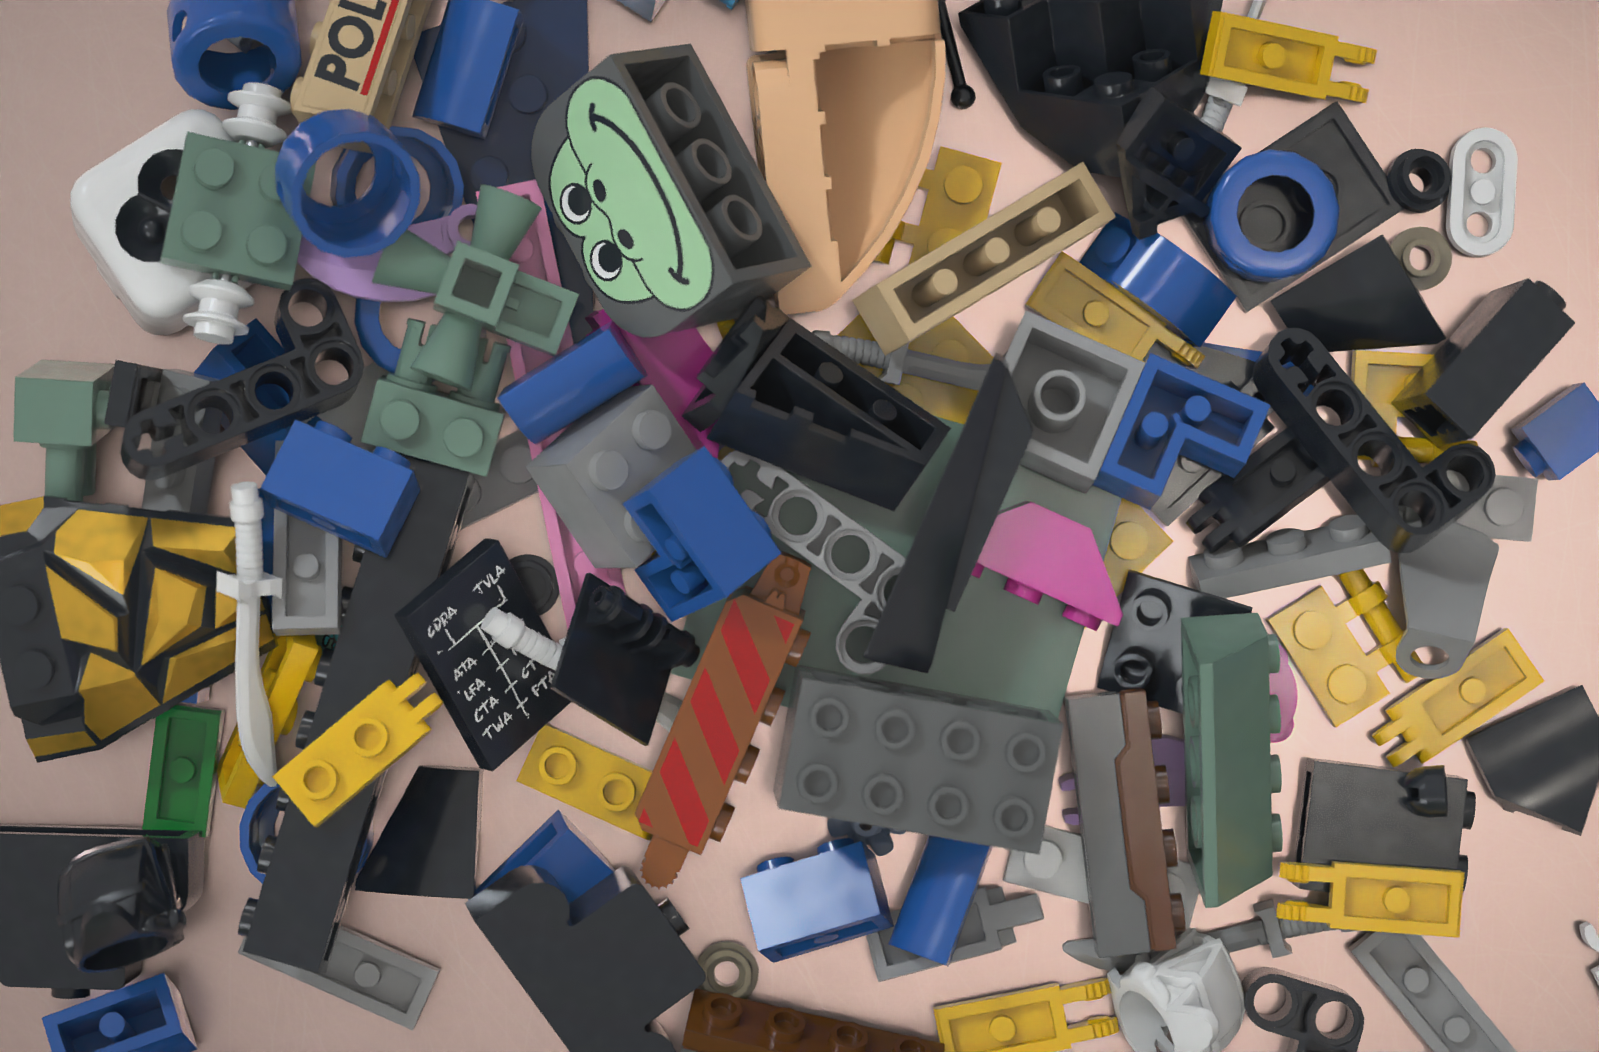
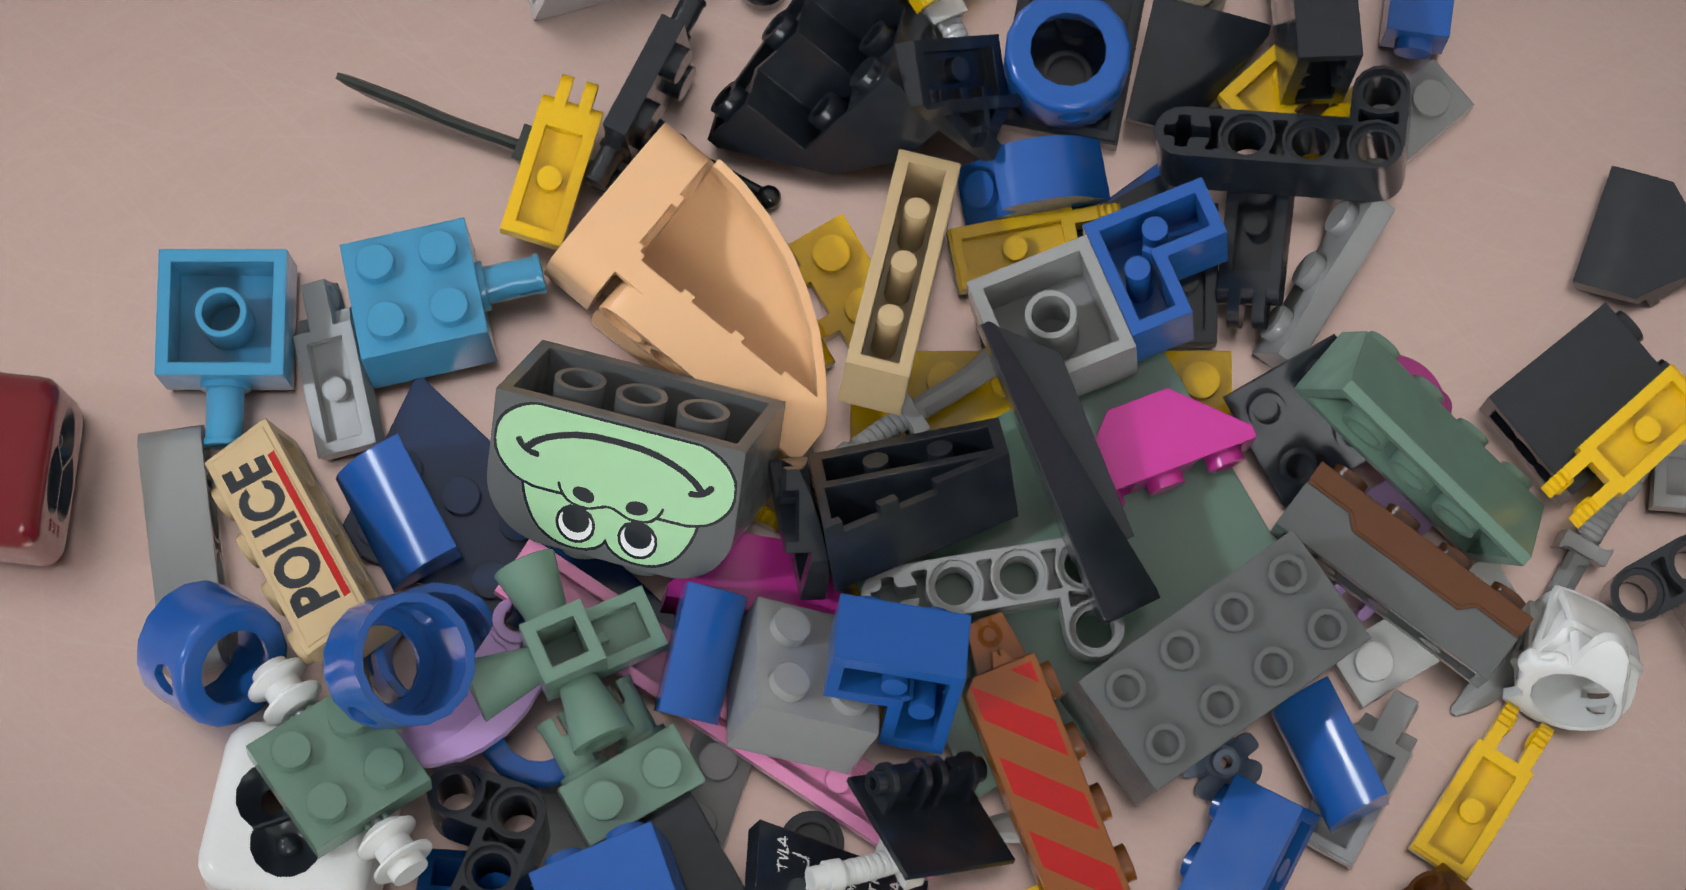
camera: 45 degrees left, 10 degrees down
(1329, 655) = (1422, 321): yellow plate -> none
(1432, 791) = (1591, 332): black hinge -> none
(1444, 596) = (1457, 197): light grey piece -> none
(1455, 705) = (1540, 259): yellow hinge -> none

